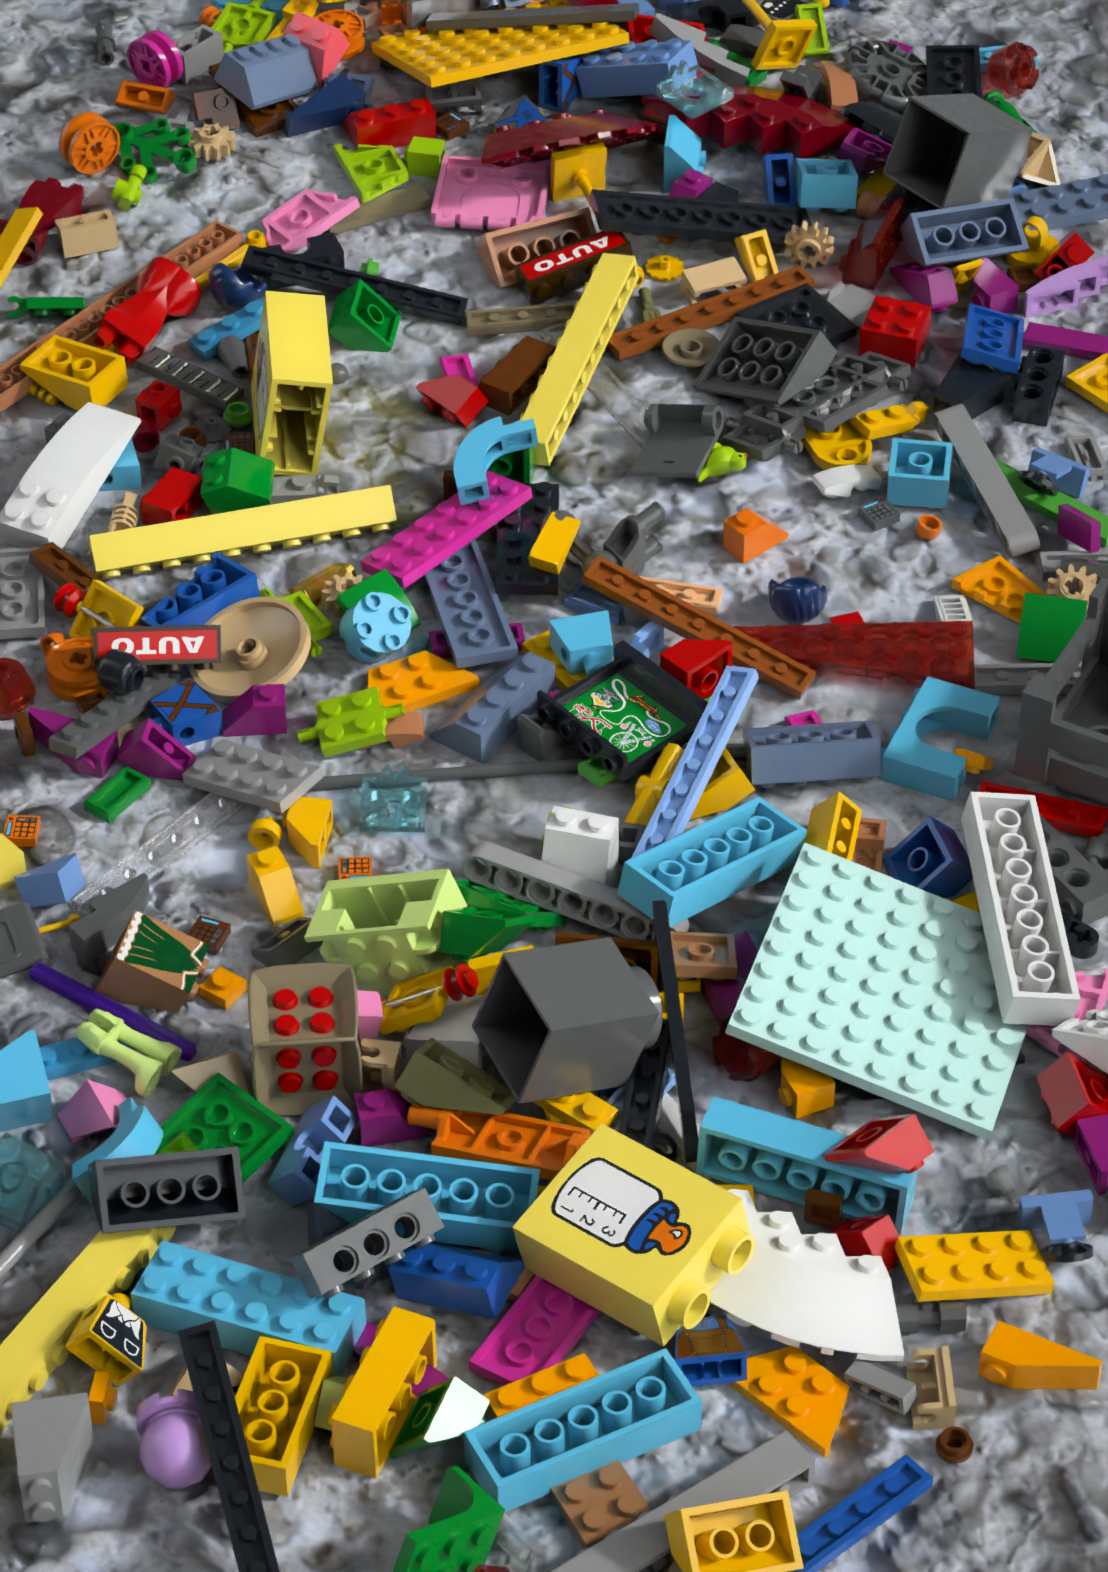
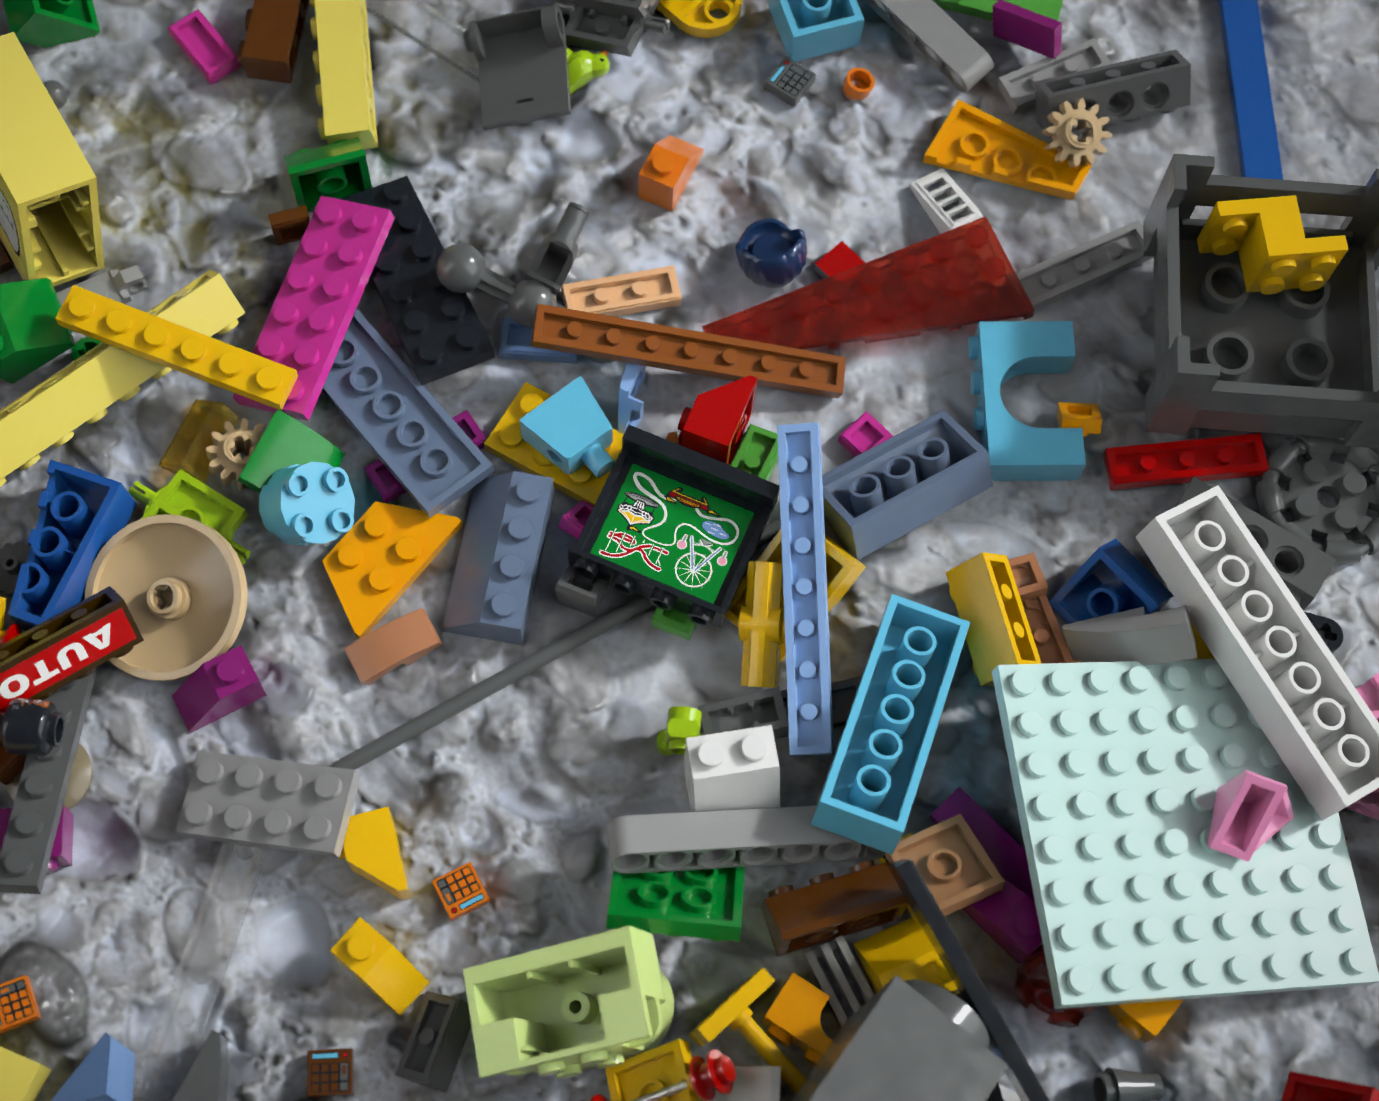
camera: 30 degrees left, 25 degrees up
(117, 794) = (105, 889): green tile -> none
(155, 752) = (125, 810): magenta slope -> none
(187, 713) = (129, 733): blue torso -> none
(265, 833) = (325, 881): yellow tile -> none
(337, 513) = (177, 347): none -> yellow plate
(351, 722) = (345, 660): lime plate -> none
(390, 788) = (456, 737): clear light blue piece -> none
(453, 396) = (221, 89): red slope -> none
(480, 930) = (701, 979): green slope -> none
(483, 447) = (312, 193): medium azure arch -> none
(553, 544) = (469, 297): yellow slope -> none
(842, 479) = (729, 48): white slope -> none
(931, 874) = (1133, 637): none -> light grey slope
(944, 986) = (1248, 814): none -> bright pink slope
(1048, 625) = (1073, 192): green slope -> none

